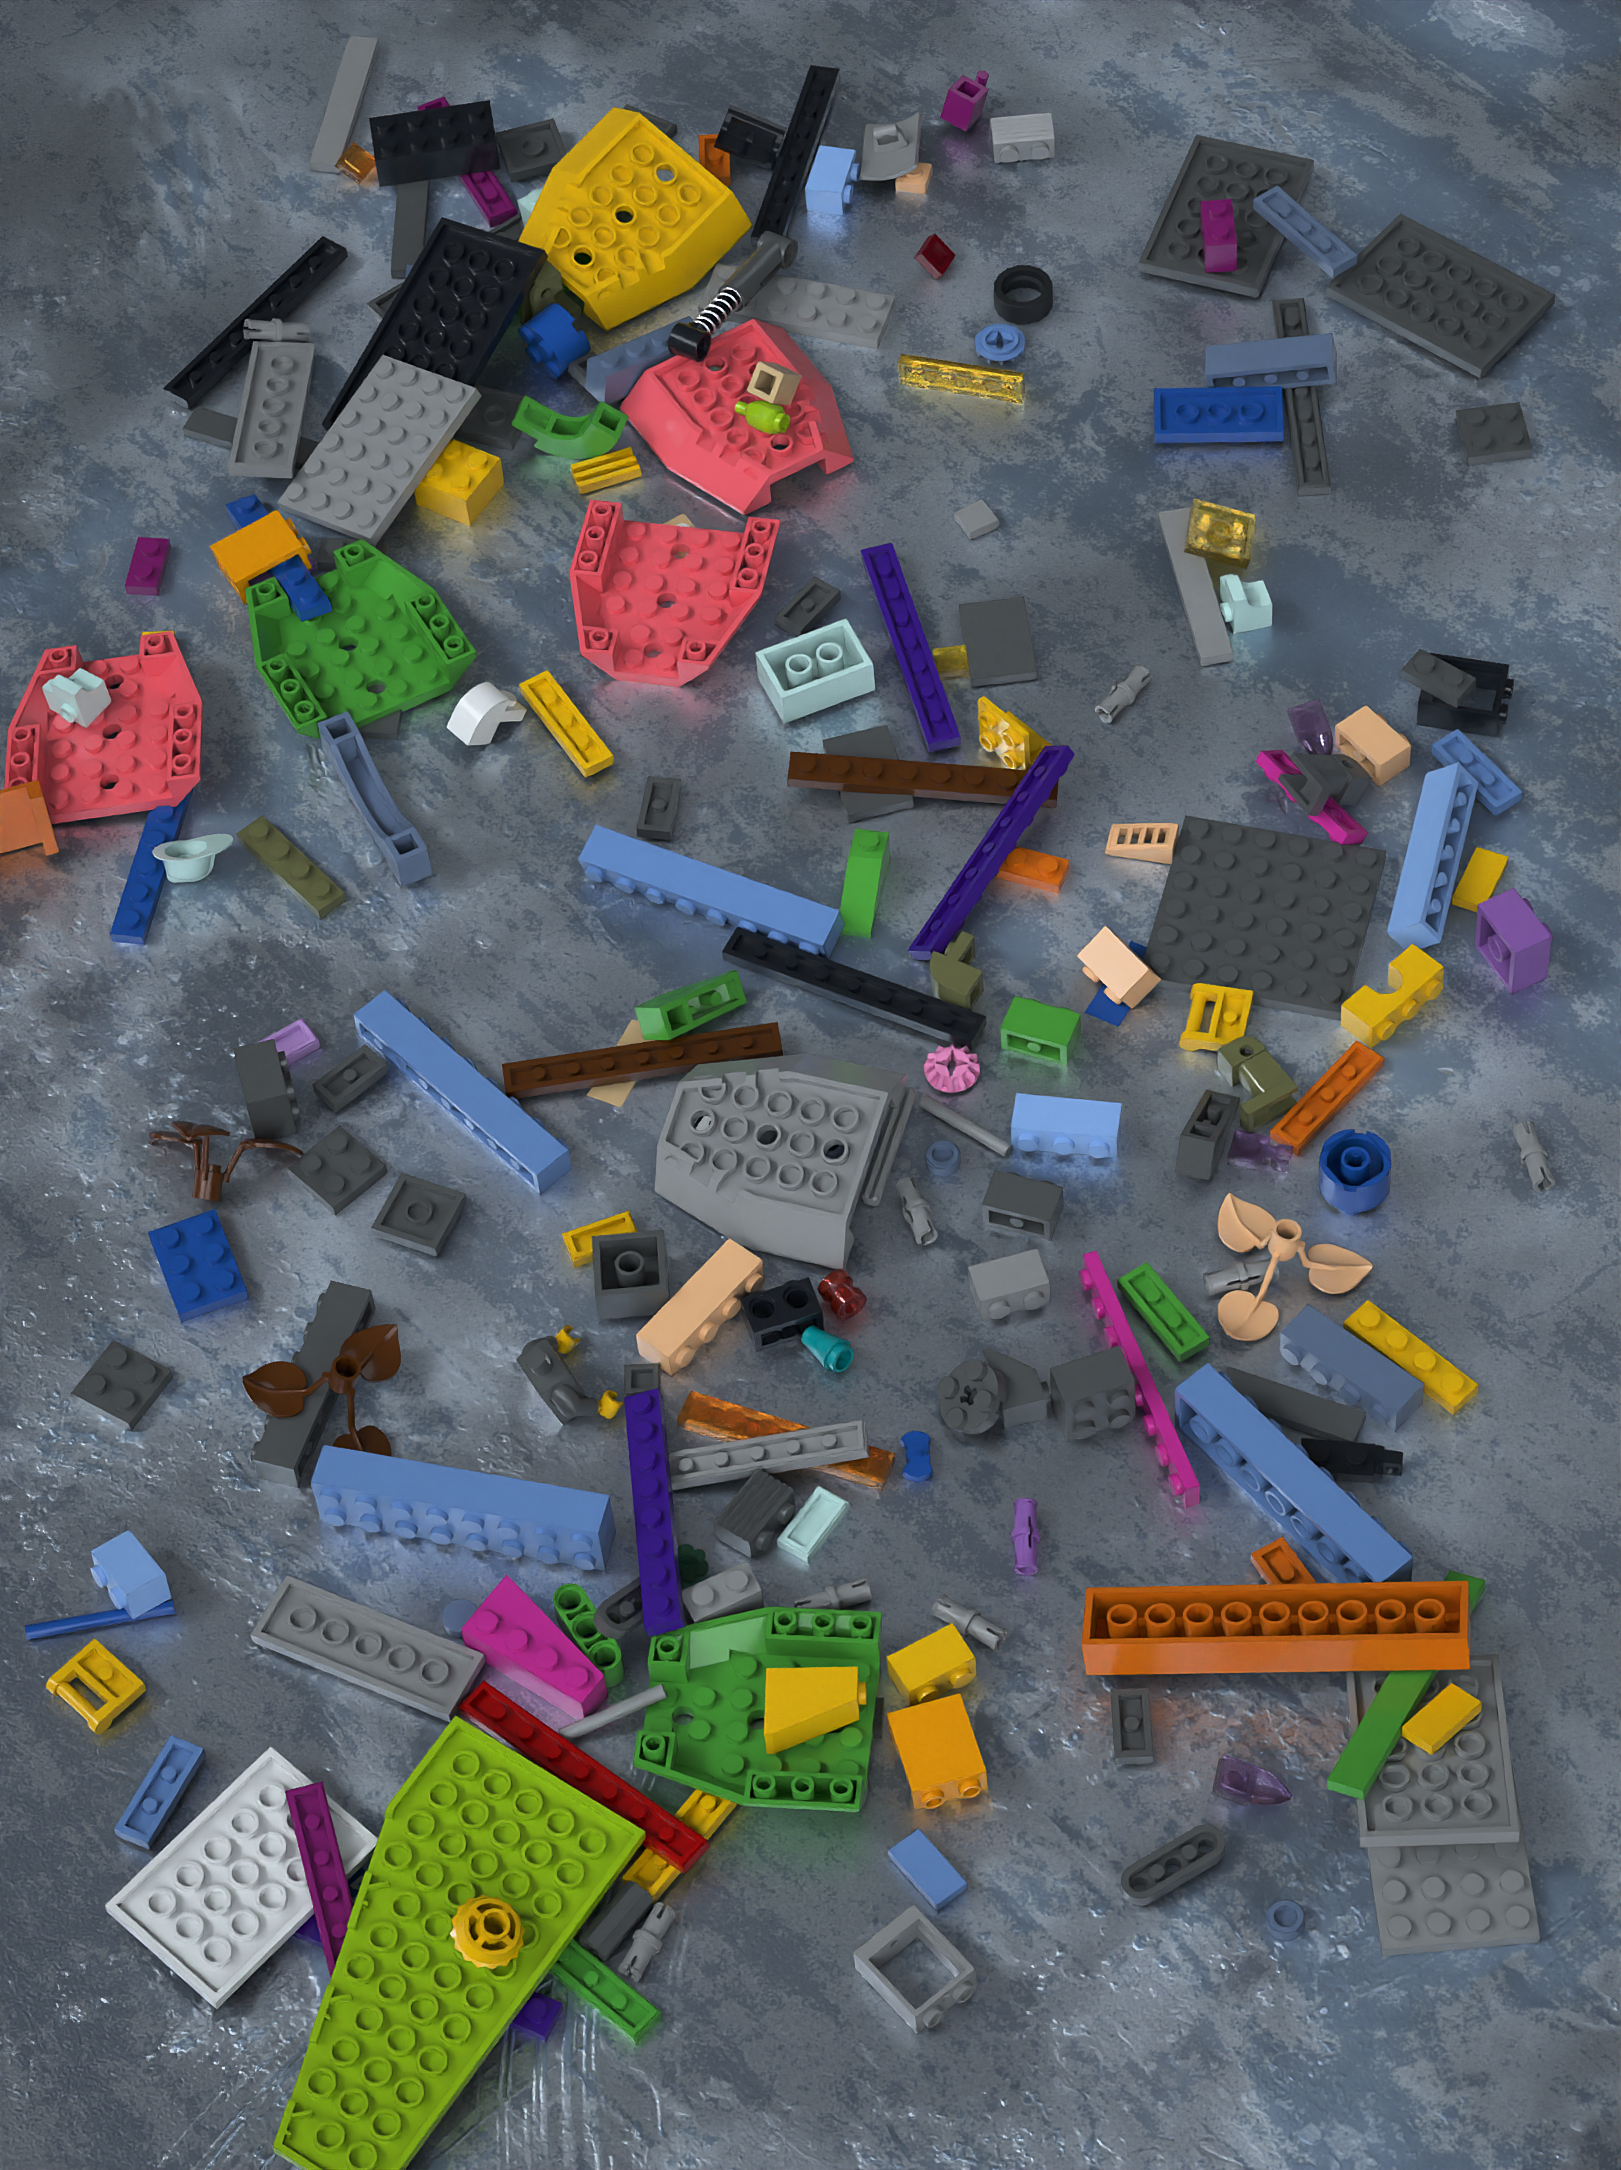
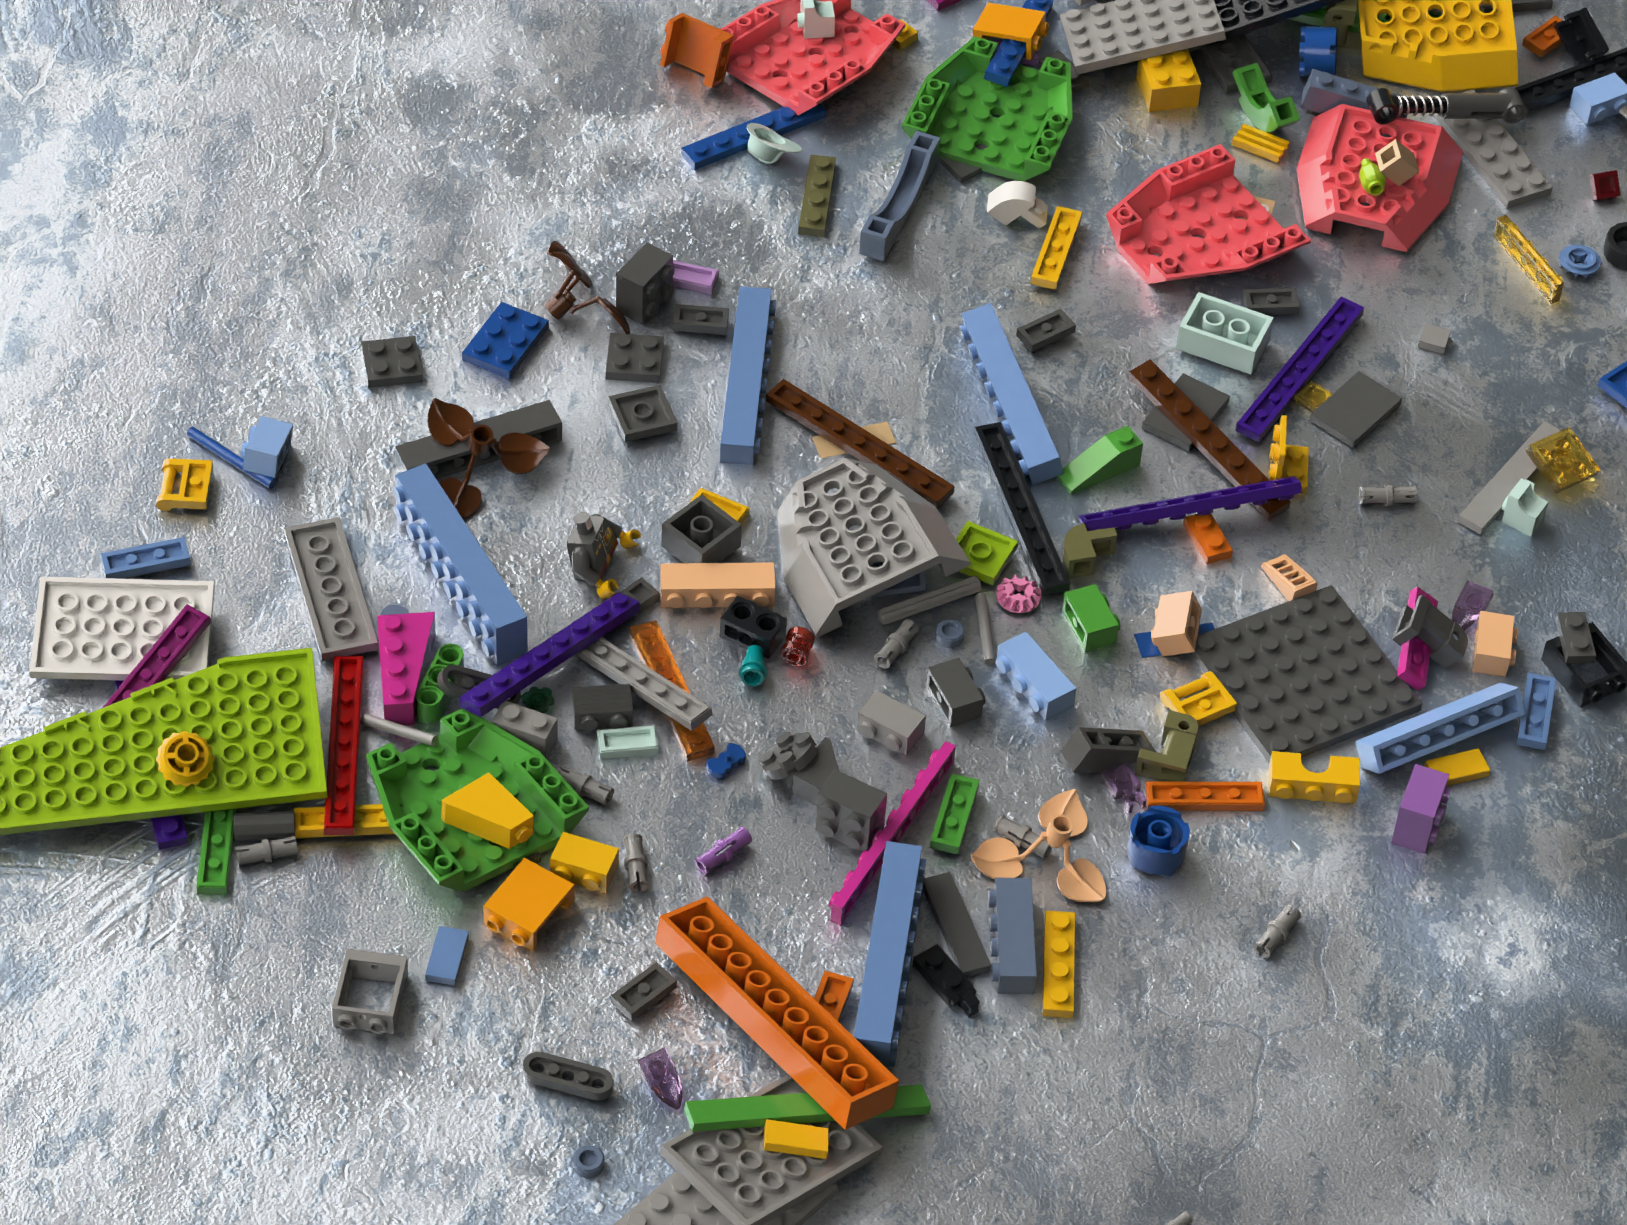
camera: 40 degrees right, 5 degrees down
(690, 1006) = (920, 438): bright green slope -> none
(878, 1048) = (986, 551): none -> lime plate

